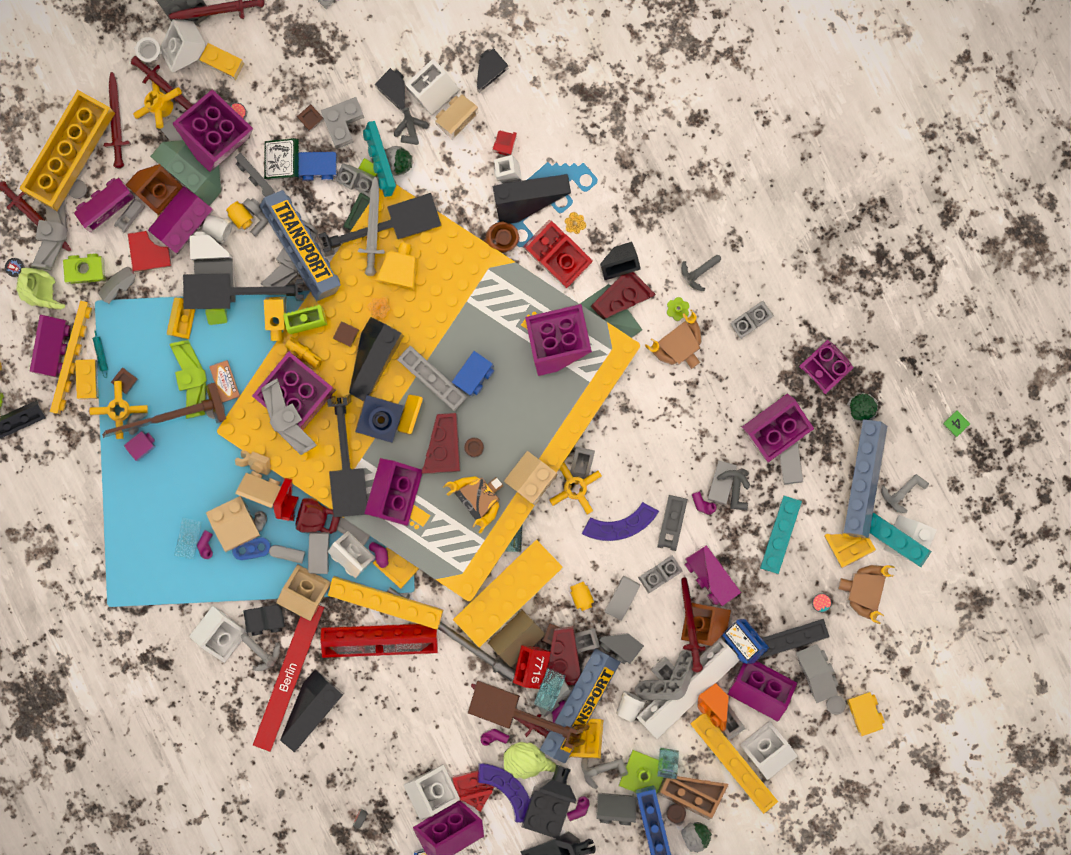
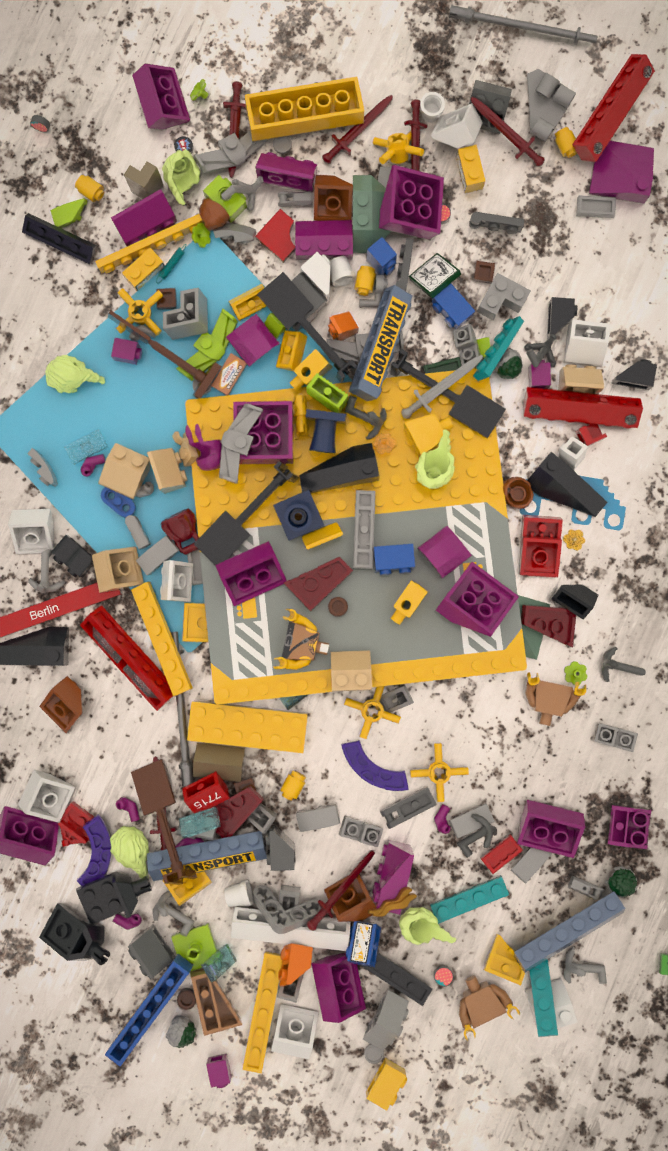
camera: 55 degrees right, 0 degrees up
(22, 323) = (145, 181): none -> dark tan piece
(89, 249) = (240, 187): none -> light grey piece
(90, 290) = (213, 214): none -> dark orange hair
(98, 312) = (201, 235): none -> lime plant
(120, 504) = (68, 373): none -> yellowish green hair
(157, 375) = (190, 318): none -> light grey brick
(181, 585) = (46, 472): none -> light grey slope
(214, 341) = (252, 340): none -> magenta slope
(234, 188) = (381, 257): none -> blue brick
(246, 318) = (291, 350): none -> yellow slope
(261, 263) = (342, 326): none -> orange slope
(273, 445) = (210, 450): none -> magenta hair
(280, 76) = (496, 222): none -> dark grey plate
(285, 502) = (174, 497): red slope -> none
(331, 345) = (324, 429): none -> dark blue plant
(346, 334) = (343, 435): reddish brown tile -> none
(350, 302) = (371, 417): none -> dark grey piece
(372, 720) = (63, 704): none -> dark orange slope
(381, 554) = (196, 603): magenta arm -> none
(428, 144) = (540, 376): none -> magenta brick
(430, 282) = (437, 465): none -> yellowish green hair
(478, 132) = (582, 407): none -> red piece
(500, 331) = (444, 551): none -> magenta slope
(514, 381) = (414, 594): none -> yellow torso
(657, 478) = (439, 763): none -> yellow bar
(731, 581) = (400, 902): none -> pearl gold hair
(750, 832) = (219, 1071): none -> magenta brick
(766, 481) = (501, 854): none -> red plate
(769, 586) = (421, 926): none -> yellowish green hair
(843, 439) = (584, 888): none -> light grey bar

